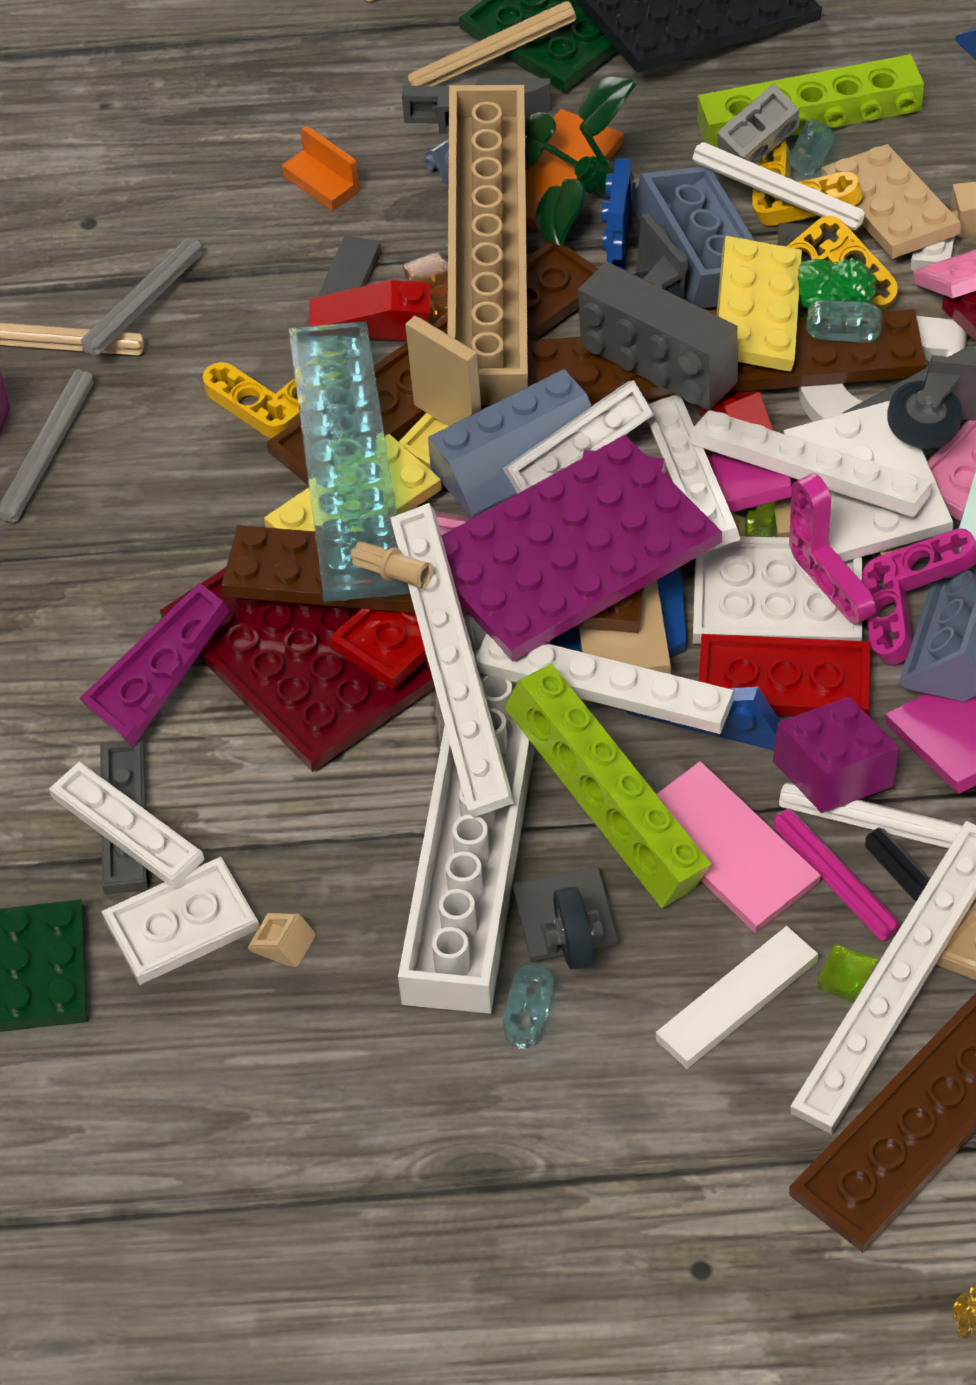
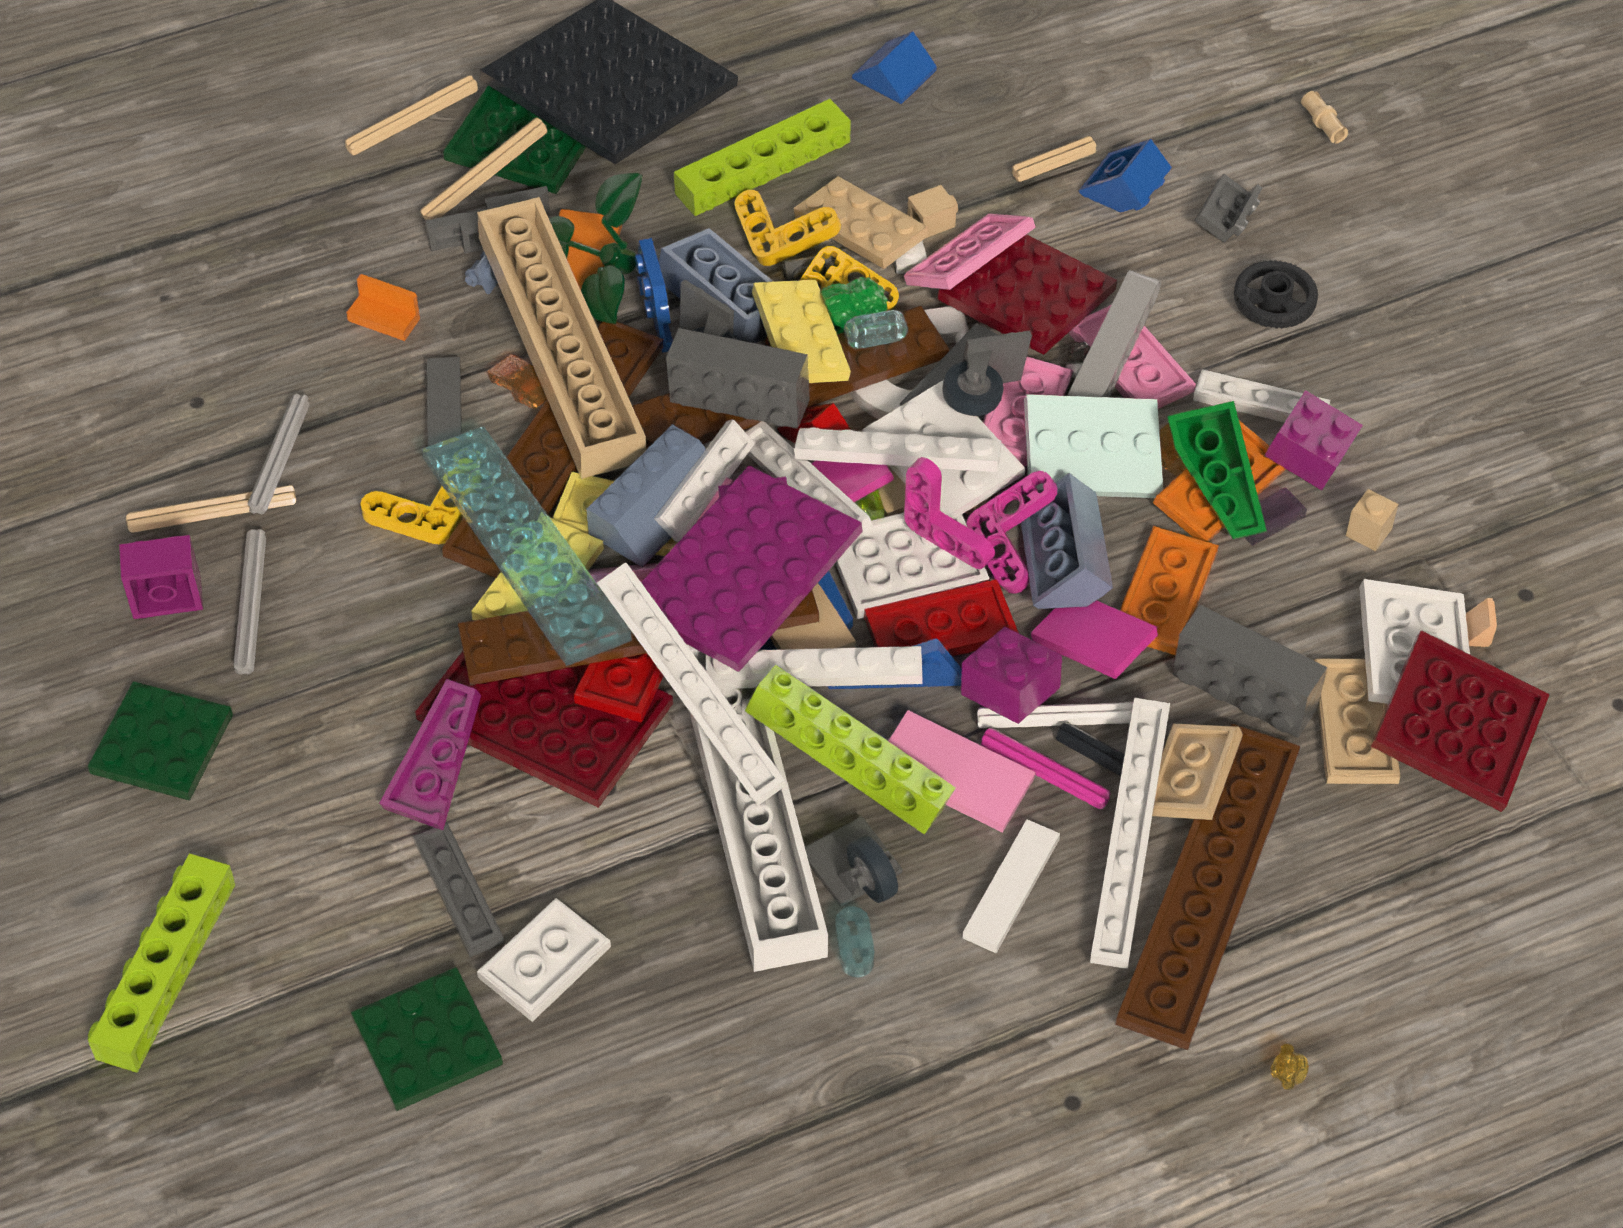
camera: 25 degrees left, 0 degrees up
(126, 824) = (468, 894): white tile -> none
(283, 938) = (634, 948): tan slope -> none
(382, 305) = (501, 410): red slope -> none
(392, 564) = (615, 620): tan axle -> none
(442, 373) = (580, 455): tan tile -> none
(760, 126) = (738, 188): light grey brick -> none
(777, 185) = (771, 231): white axle -> none
(811, 147) = (780, 193): clear light blue beam -> none
(845, 972) = (1087, 842): clear neon green plate -> none

